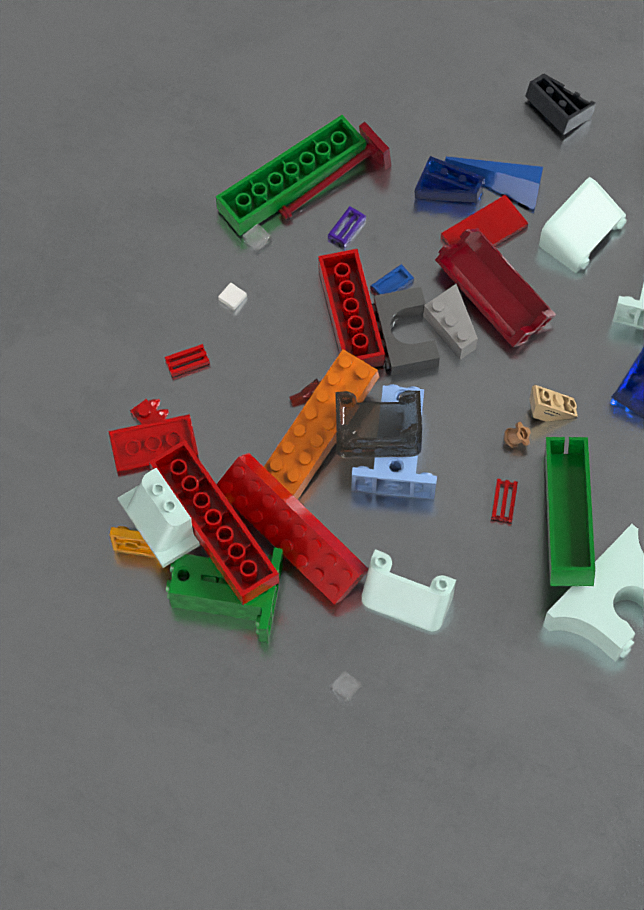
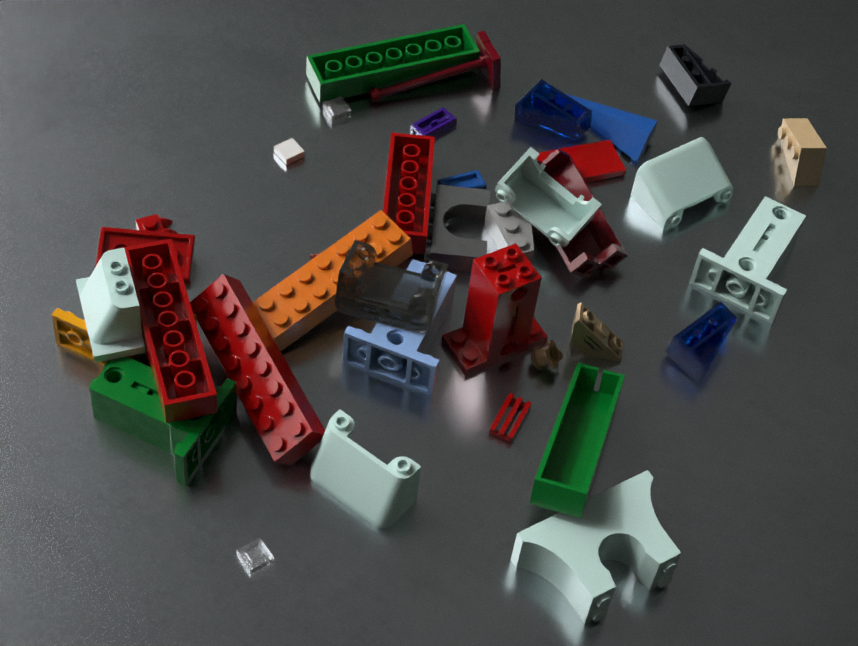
camera: 10 degrees right, 15 degrees down
(188, 355) = (211, 193): red tile -> none
(468, 416) = (497, 311): none -> red brick
(474, 289) = (544, 200): none -> light aqua windscreen

